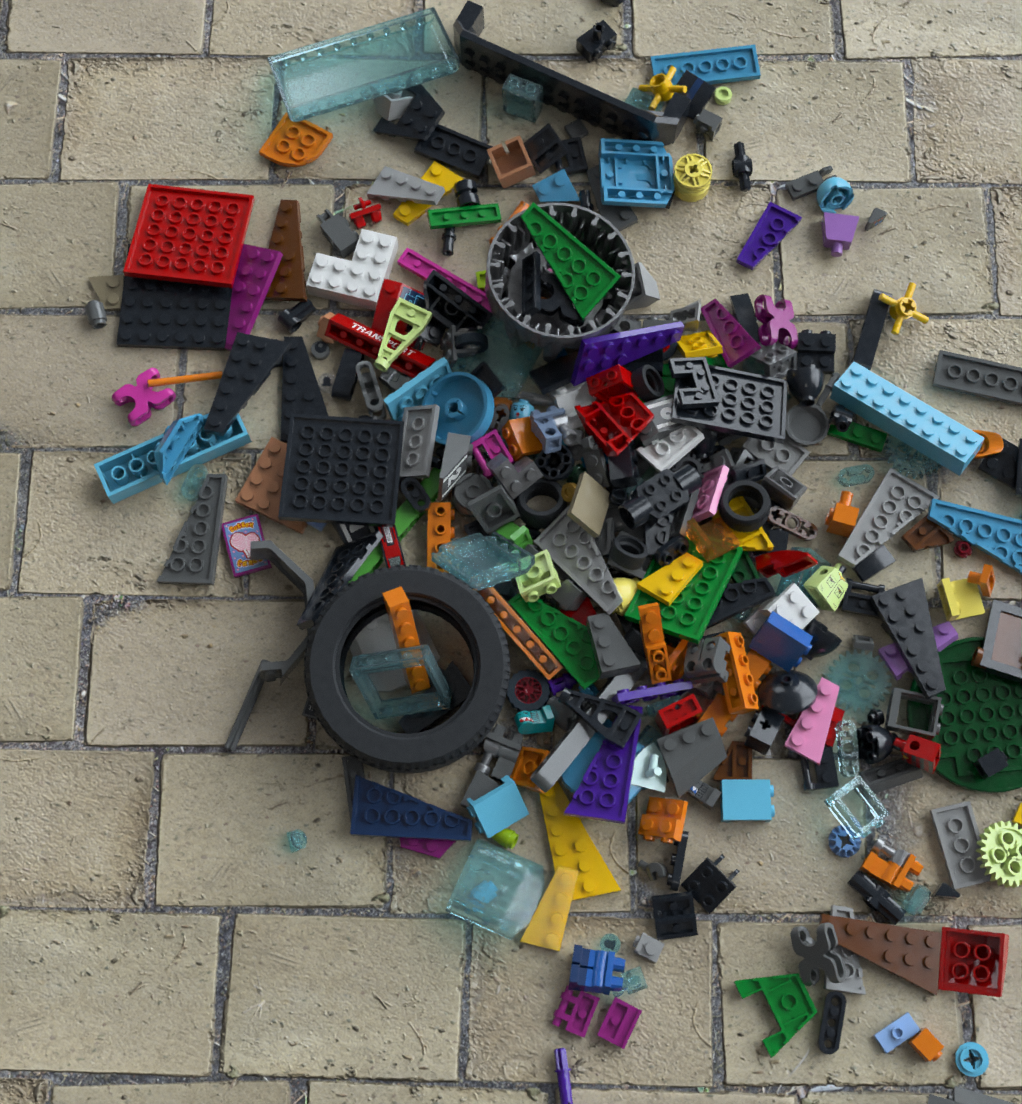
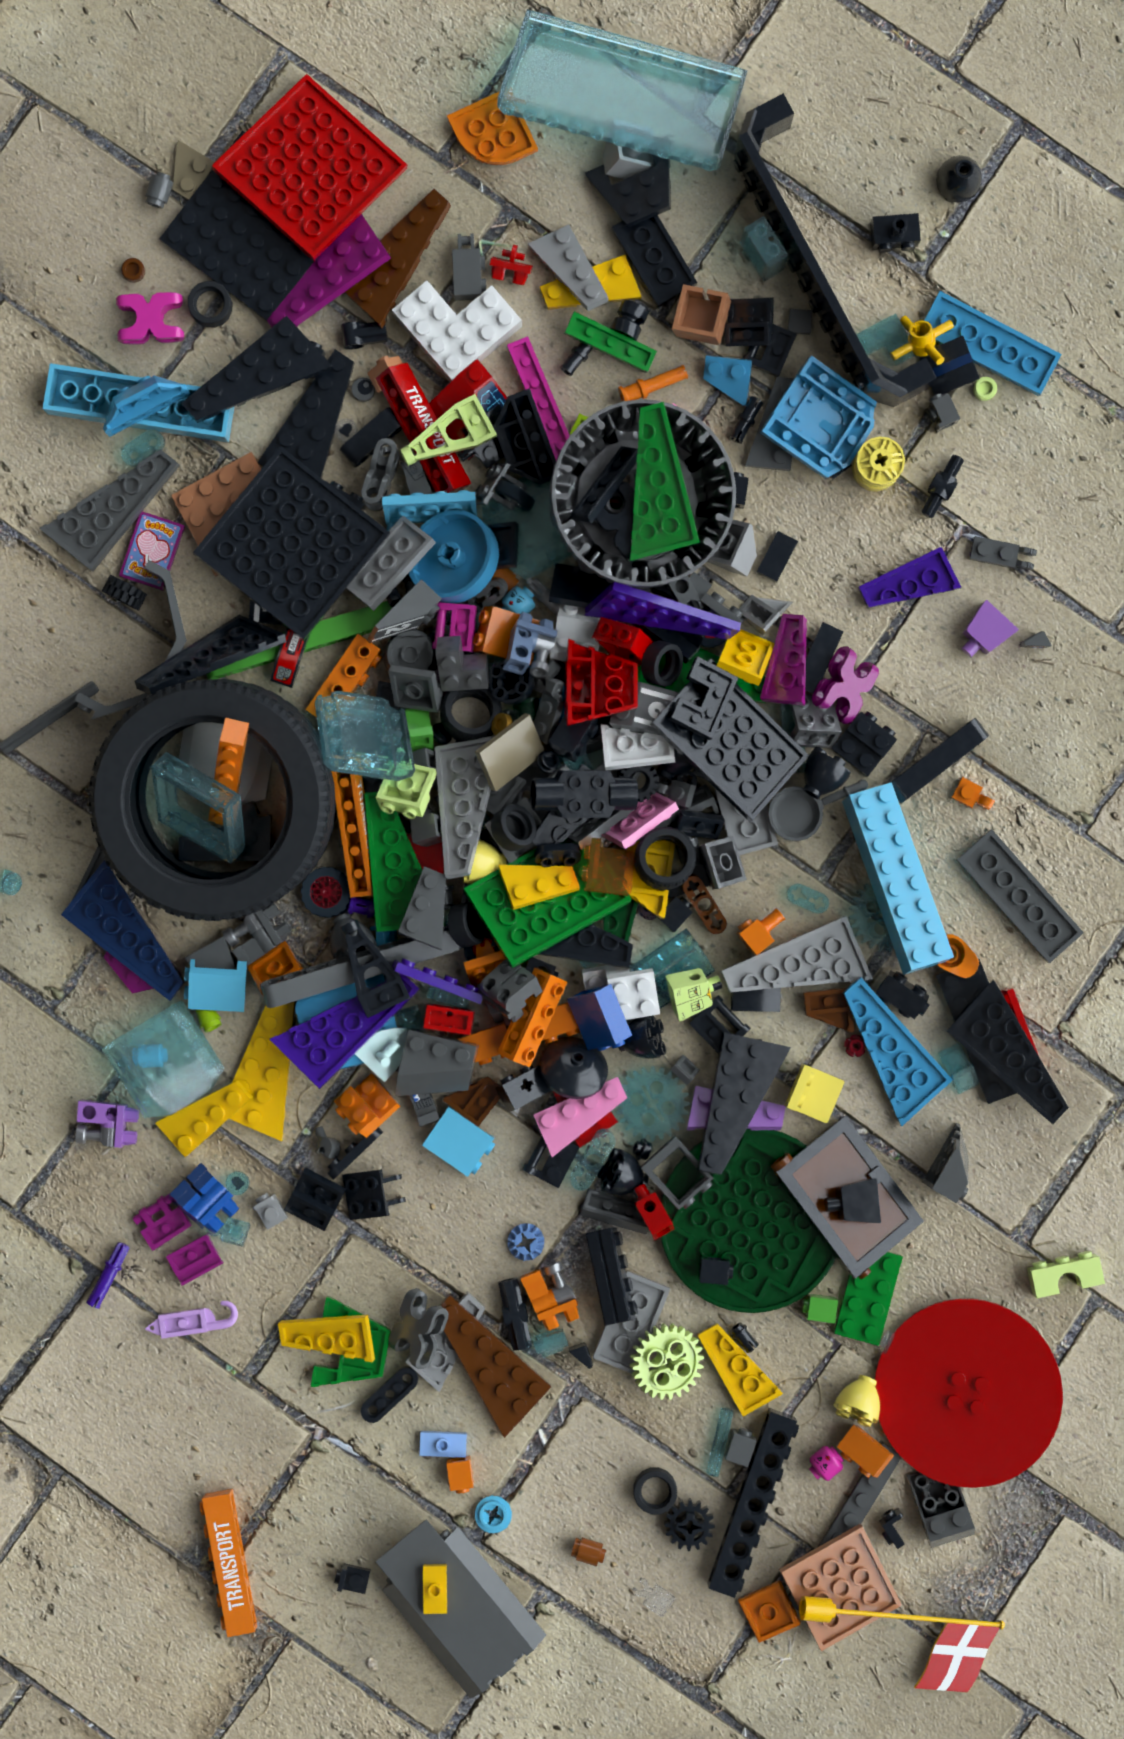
camera: 30 degrees right, 15 degrees up
(111, 375) = (133, 270): none -> reddish brown tile
(178, 349) = (201, 288): none -> black tyre
(184, 379) = (203, 328): orange bar -> none
(246, 582) = (124, 592): none -> black tyre
(415, 495) = (349, 619): black plate -> none
(488, 961) = (112, 1123): none -> medium lavender hips
(535, 721) = (311, 926): teal leg -> none
(650, 1071) = (191, 1322): none -> lavender plate
(654, 643) = (469, 938): orange slope -> none
(669, 277) = (777, 556): none -> black tile
(760, 1005) = (335, 1335): none -> yellow wing
(784, 562) = (661, 940): red slope -> none
(834, 194) = (1013, 584): medium azure cylinder -> none
(840, 418) = (832, 832): black axle -> none
(844, 815) = (538, 1203): clear light blue window -> none
(861, 436) = (841, 856): green plate -> none
(903, 308) = (980, 763): yellow bar -> none
(907, 339) = (969, 794): none -> orange plate
(923, 820) = (611, 1276): none -> black brick
(973, 961) = (560, 1432): red slope -> none
(974, 492) = (903, 995): none -> black brick
(985, 579) = (848, 1093): orange tile -> none

